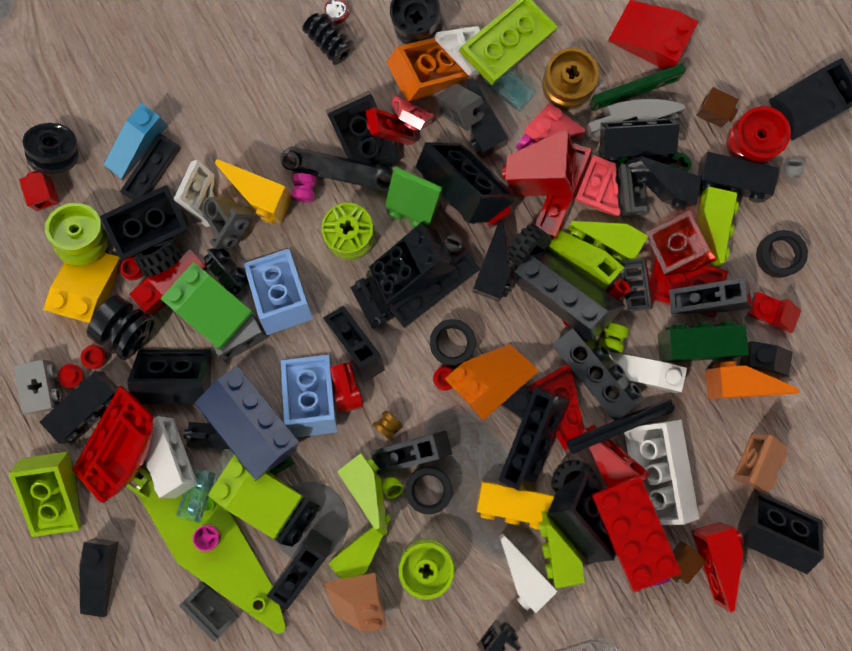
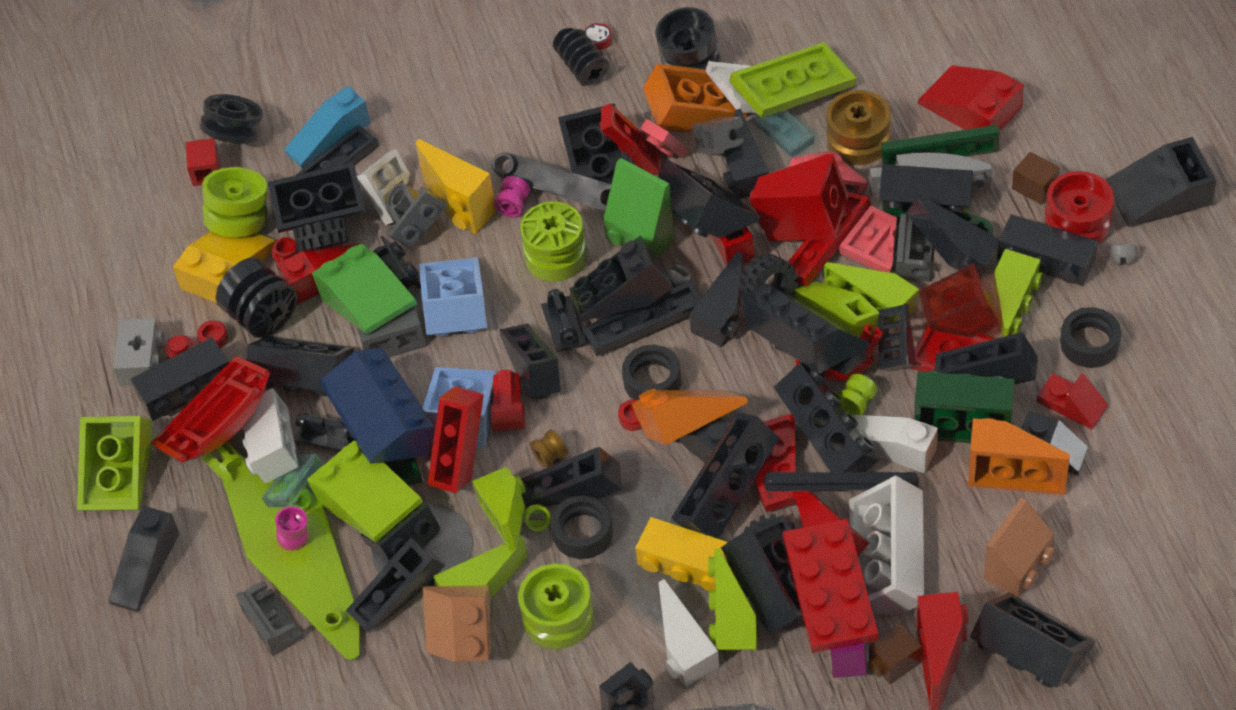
camera: 15 degrees right, 30 degrees down
(317, 444) = (455, 439): none -> red brick

